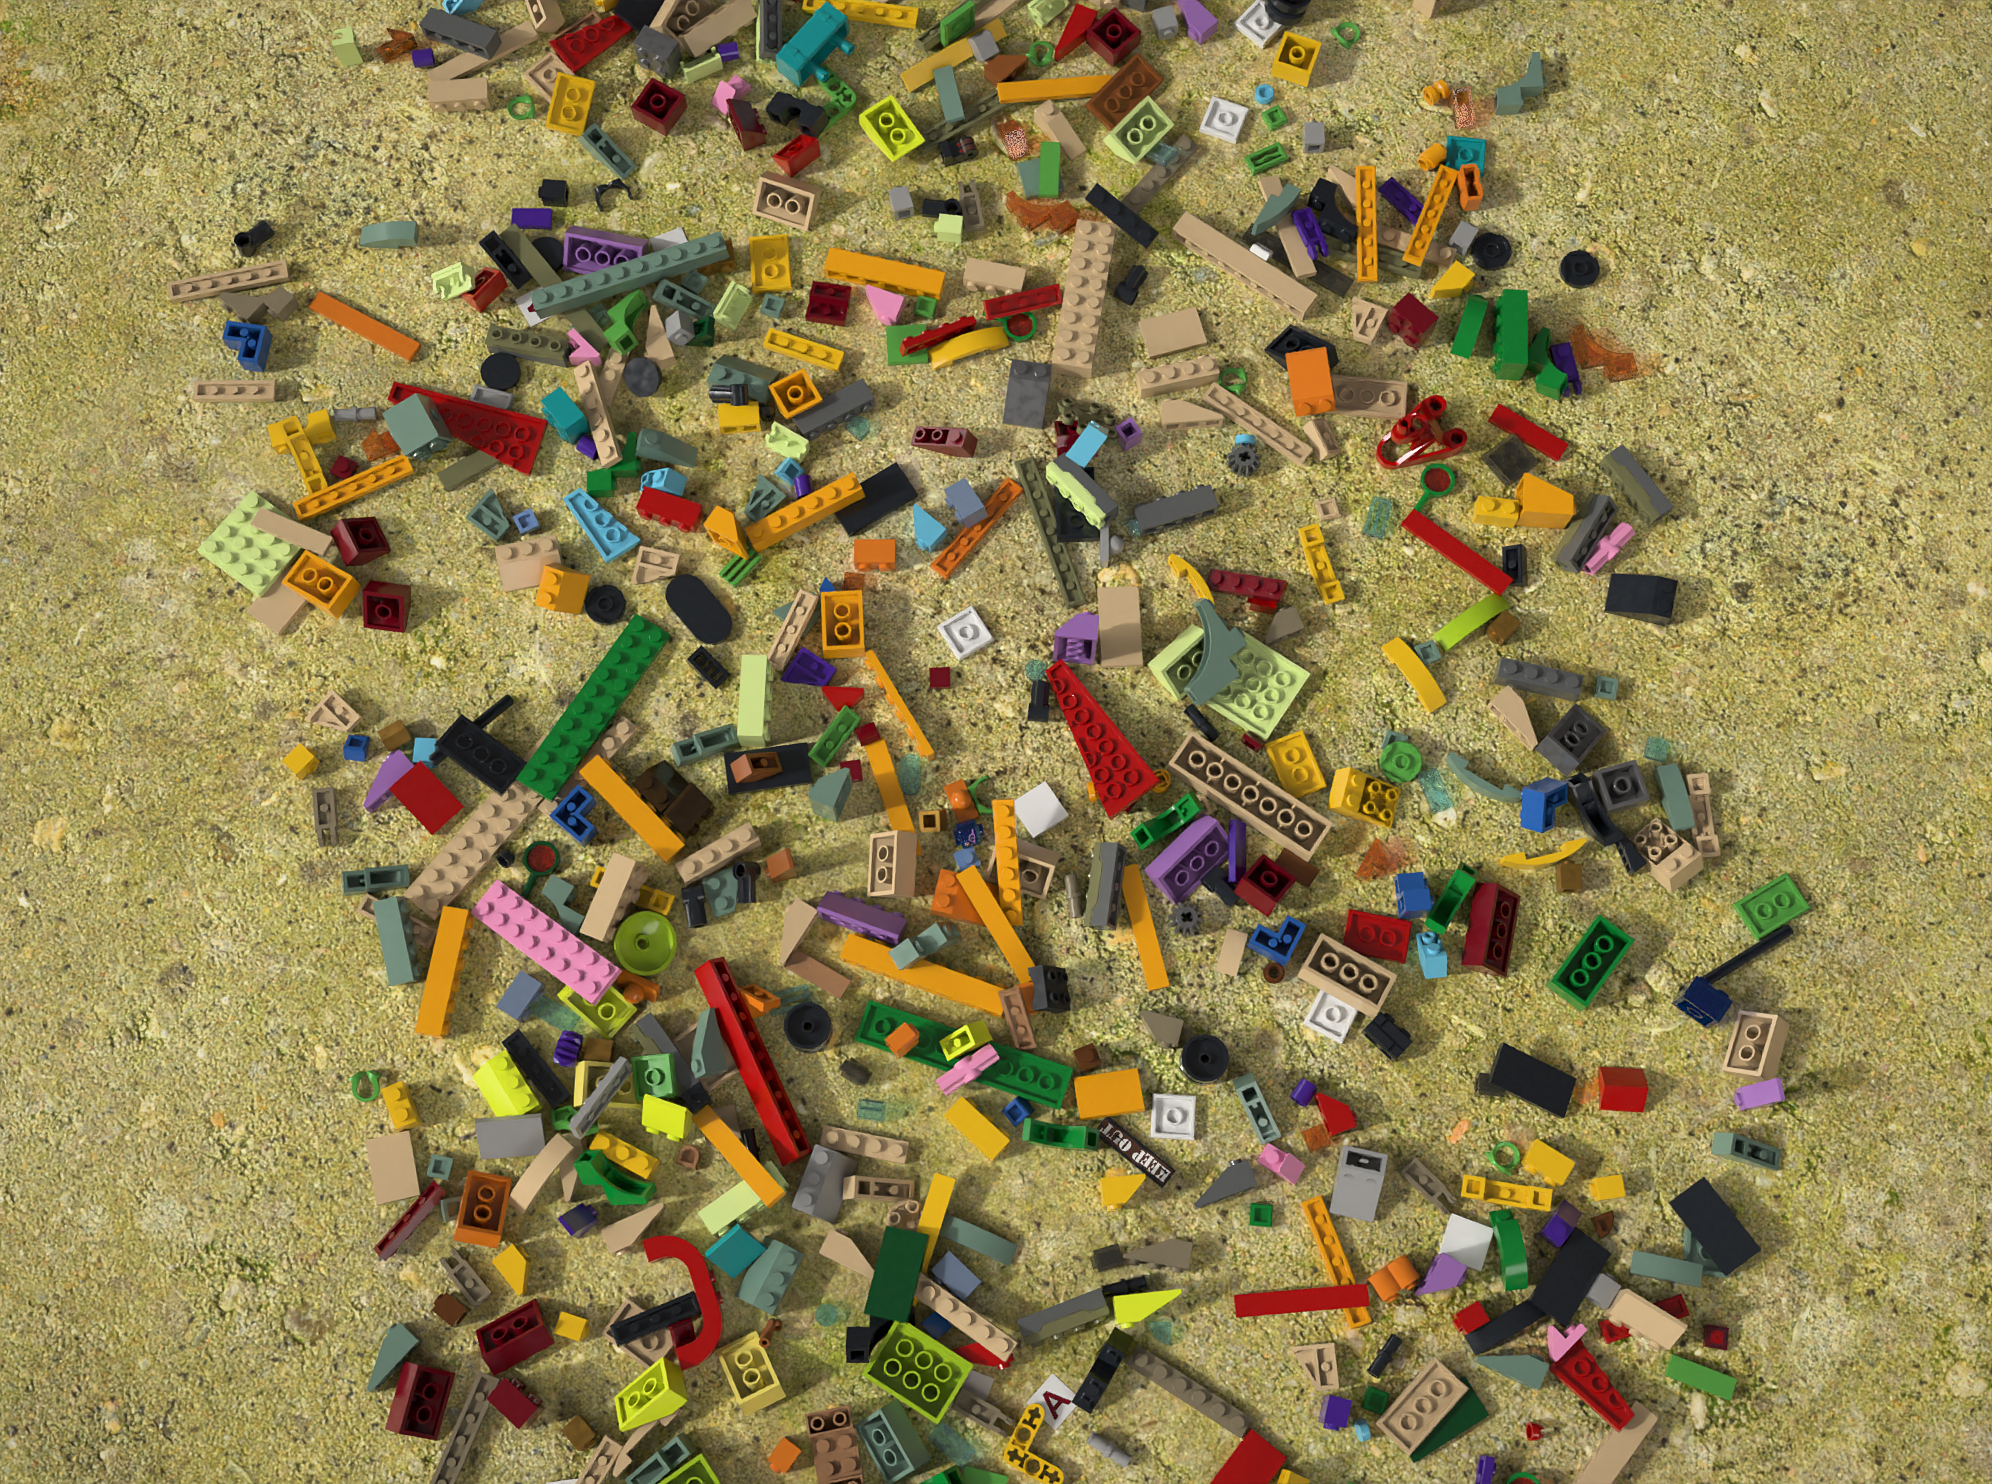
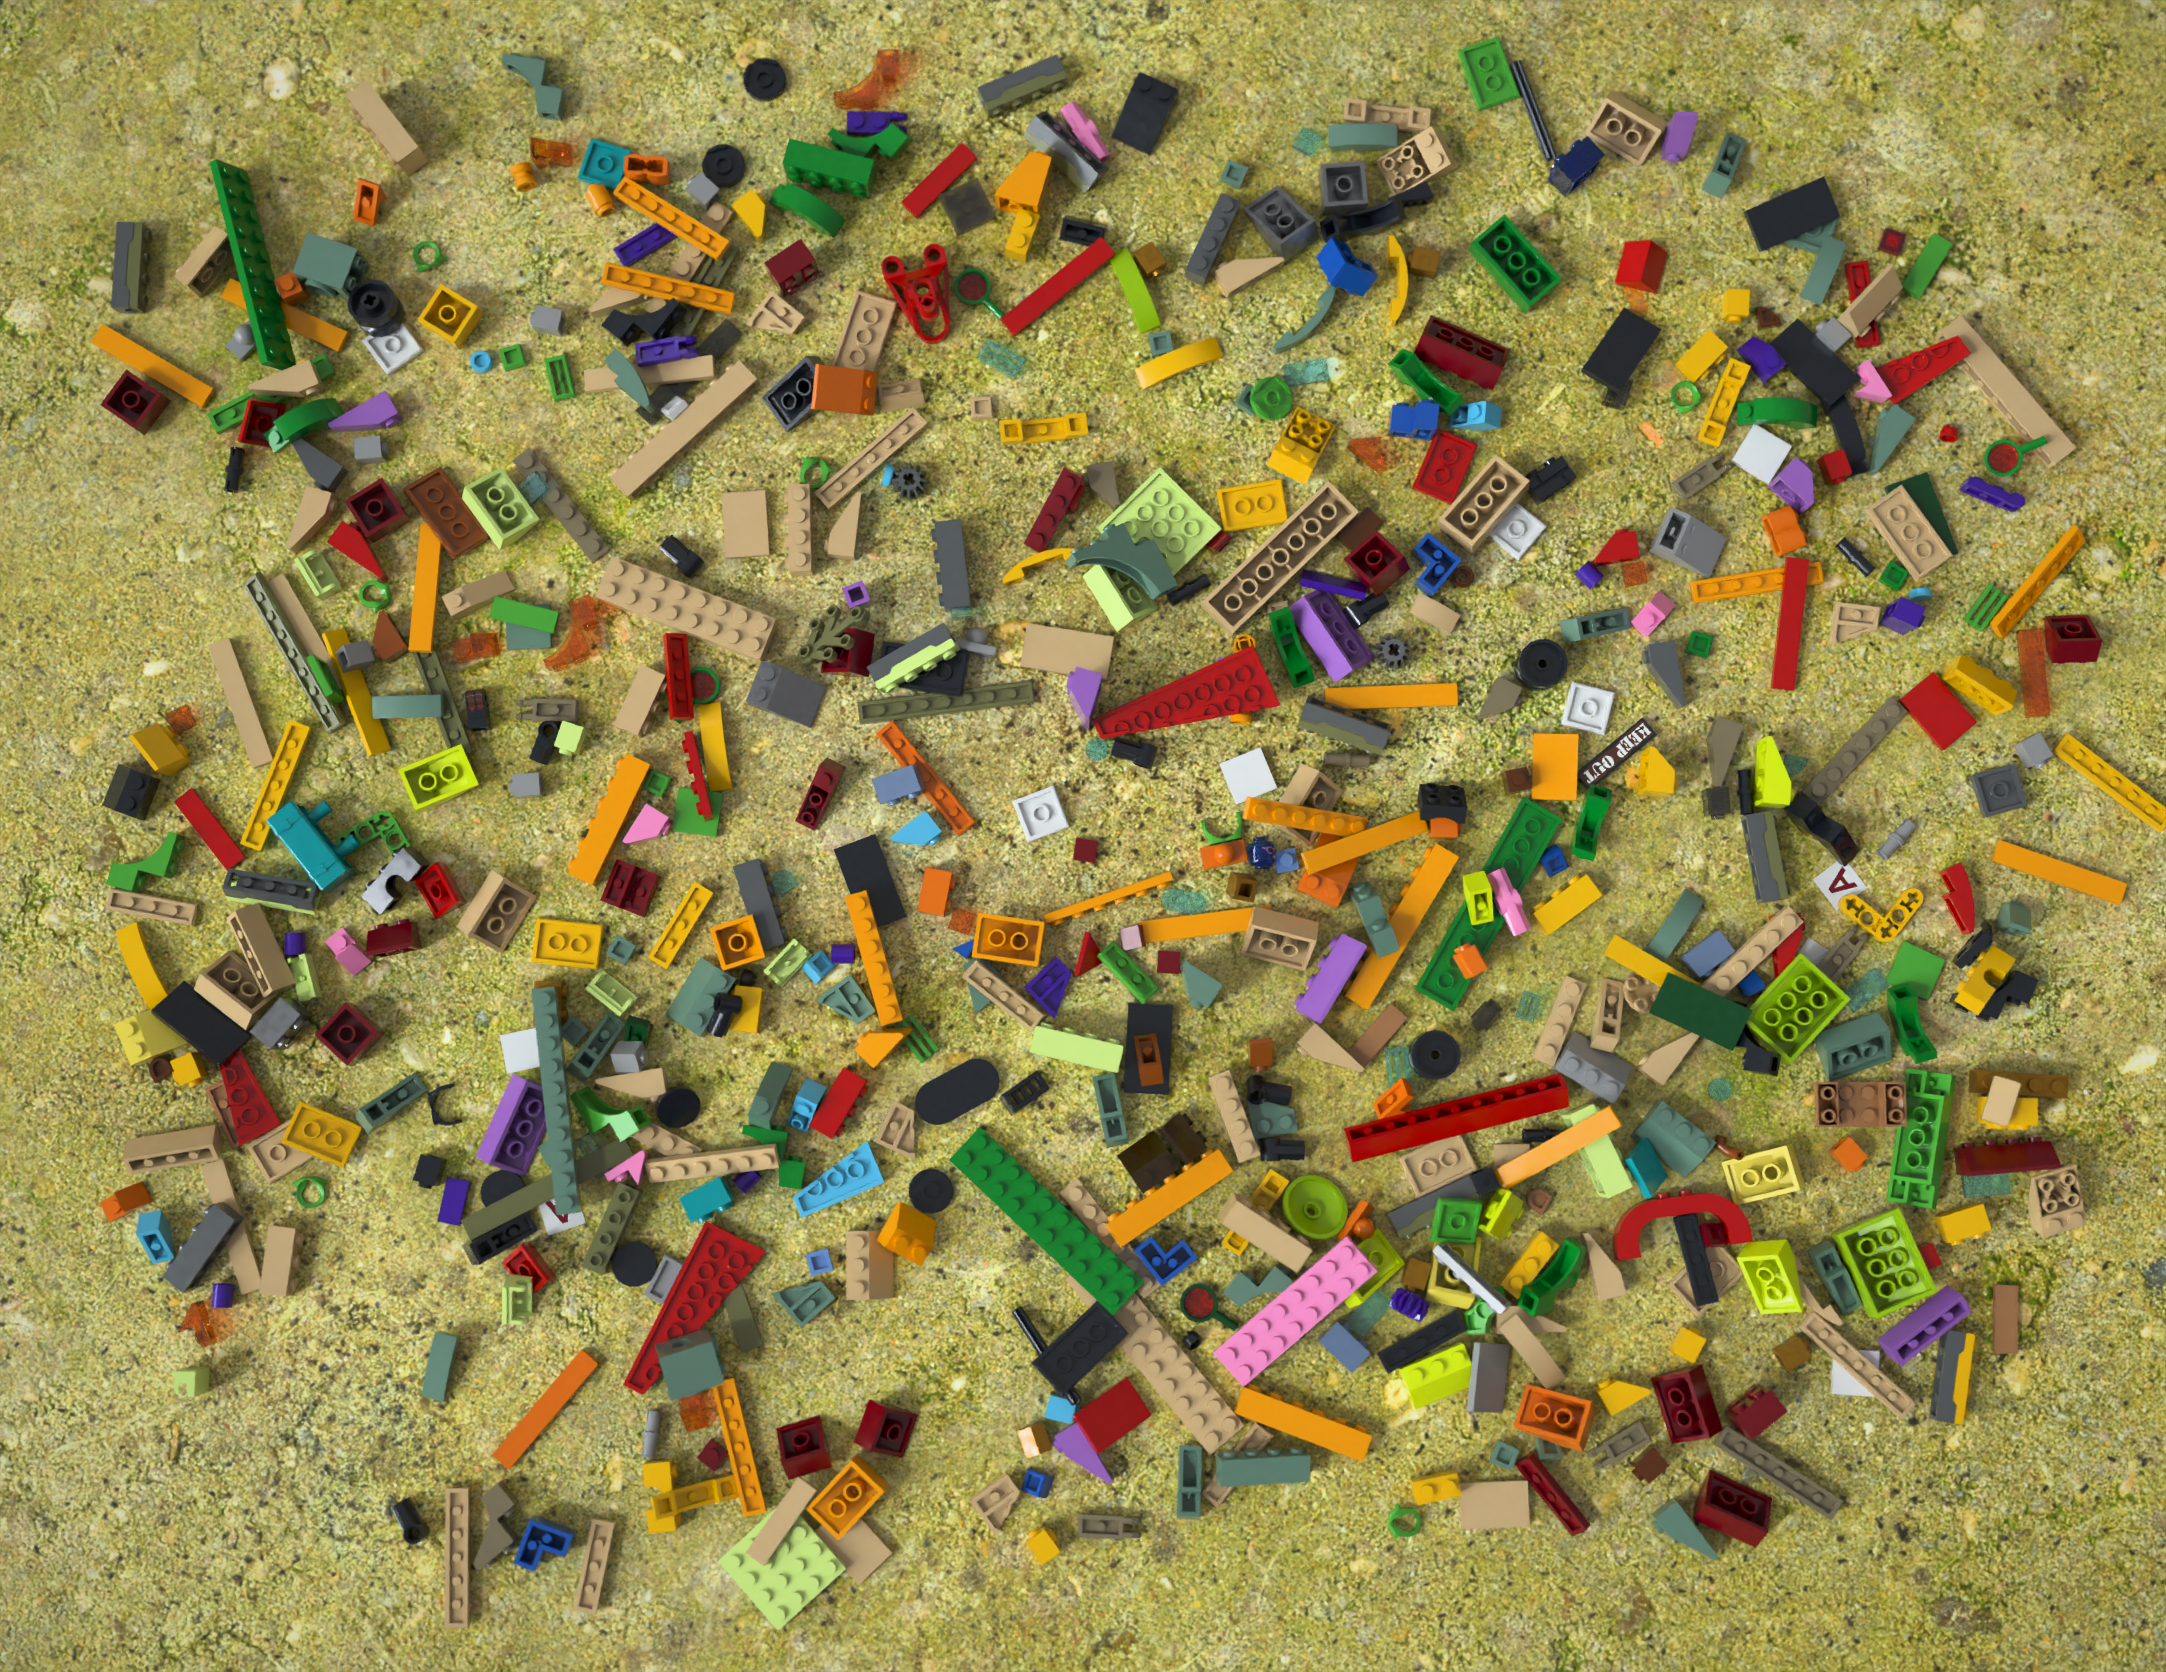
camera: 80 degrees left, 10 degrees up
(579, 1220) = (1586, 1321): slope -> none
(707, 1051) = (1439, 1161): sand green slope -> none
(1018, 1018) = (1465, 841): medium nougat tile -> none
(1087, 444) = (867, 639): medium azure hinge -> none
(1121, 216) = (602, 548): black brick -> none
(1224, 120) = (503, 412): white tile -> none

